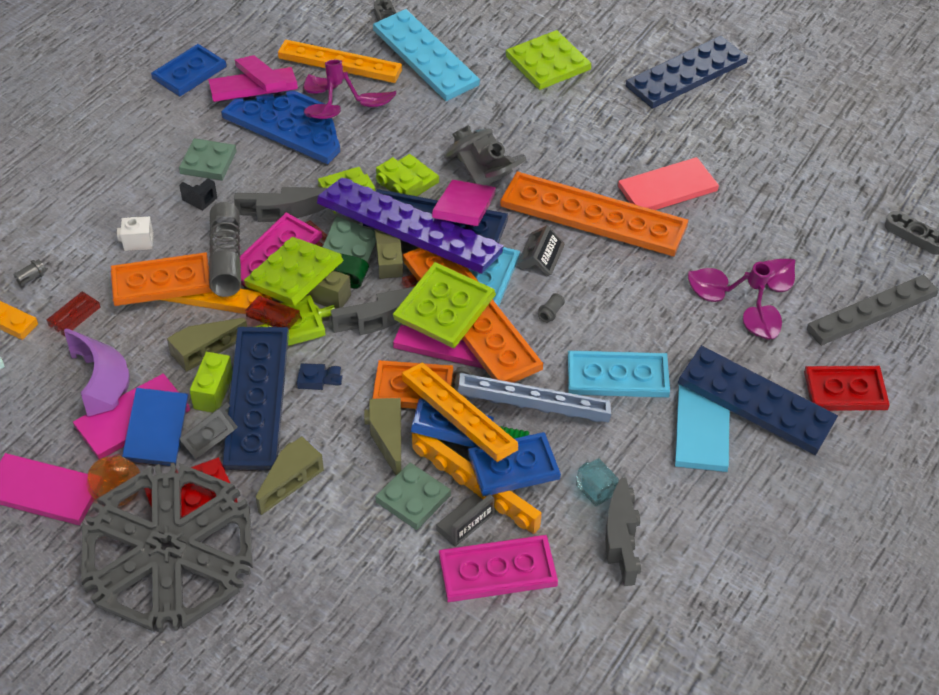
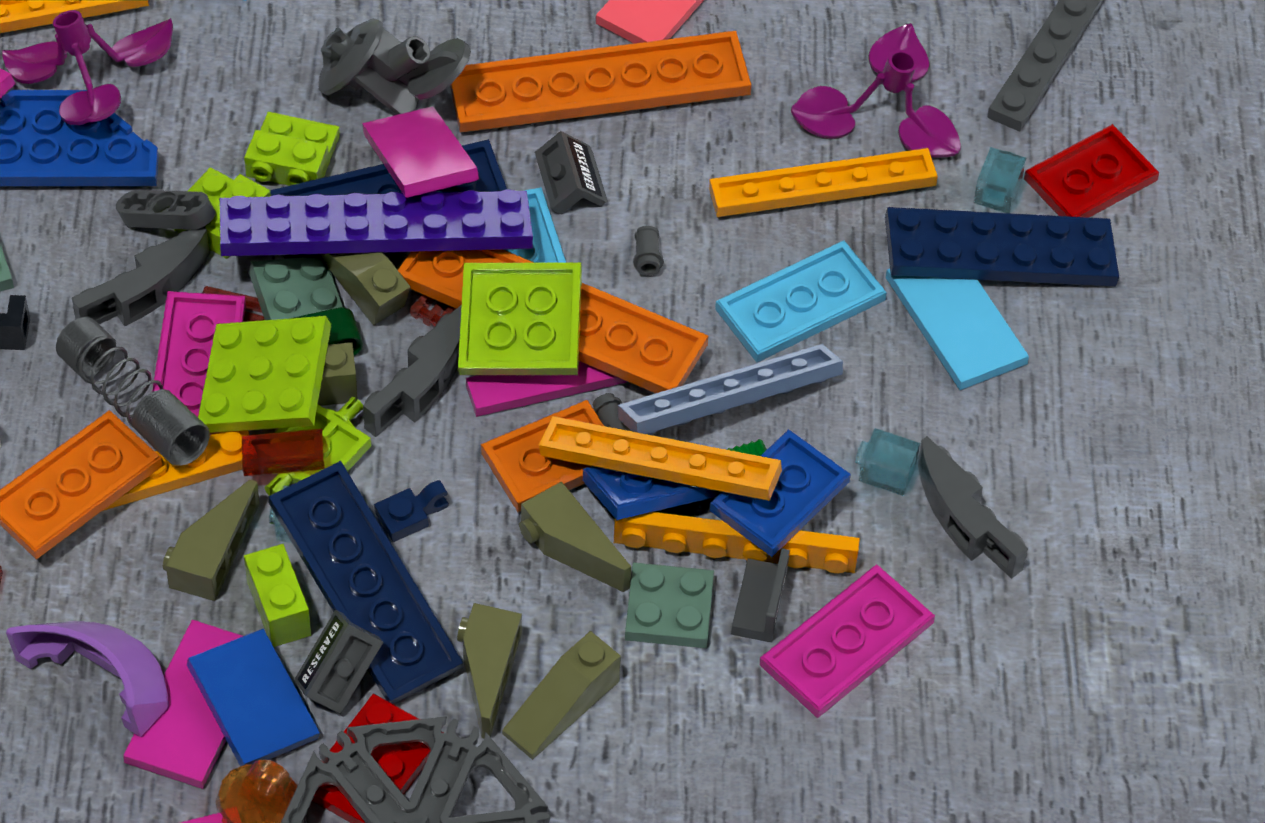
camera: 35 degrees left, 5 degrees up
(316, 173) = (184, 211): none -> dark grey beam
(317, 510) = (564, 694): none -> olive slope
(679, 318) = (822, 182): none -> light orange plate
(784, 363) = (999, 180): none -> clear light blue brick

